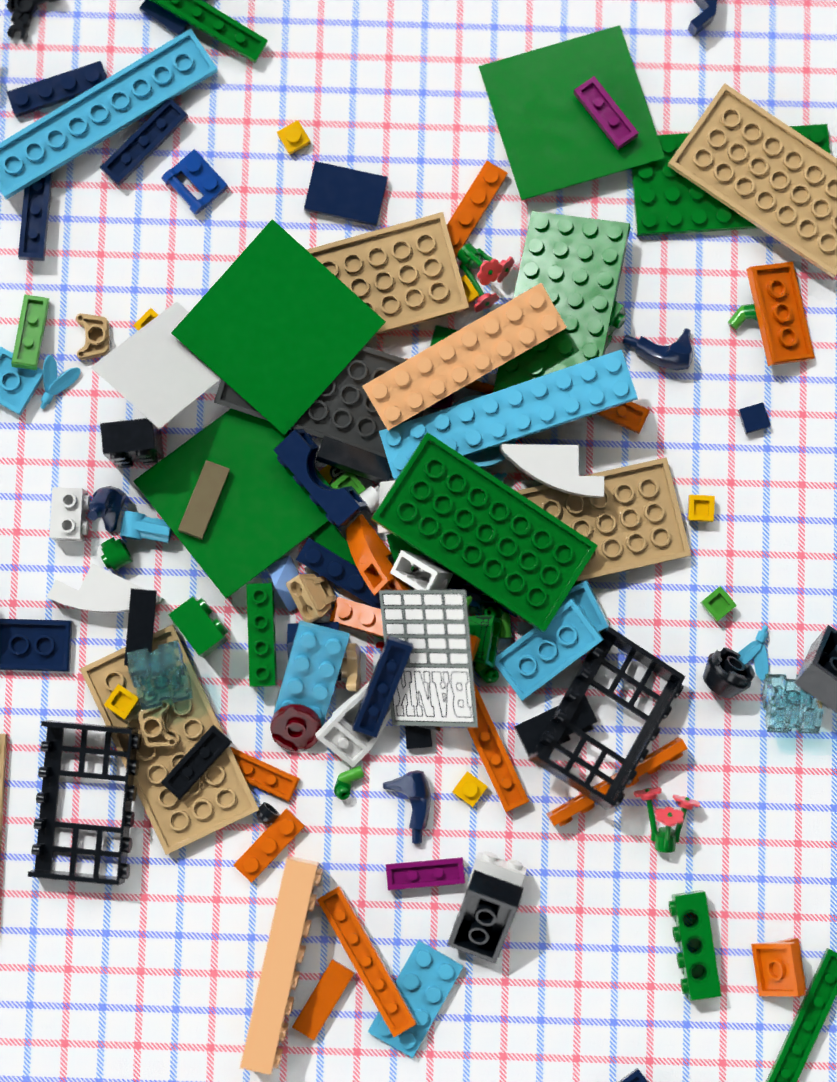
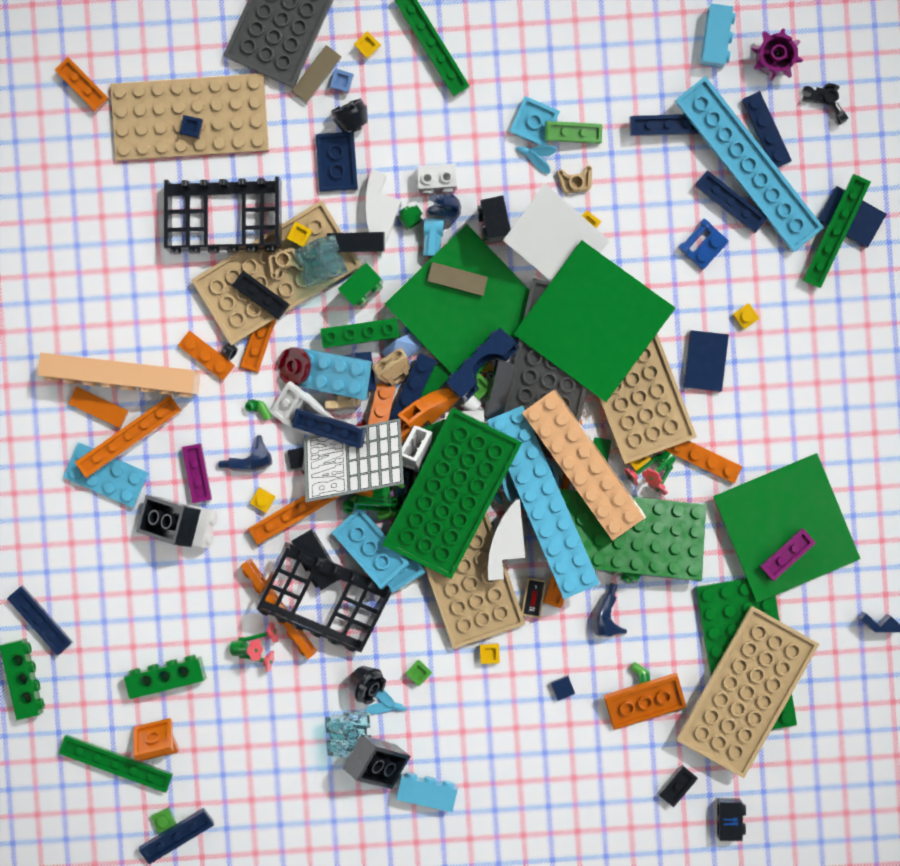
camera: 85 degrees right, 5 degrees up
(632, 444) = (533, 597): none -> tile

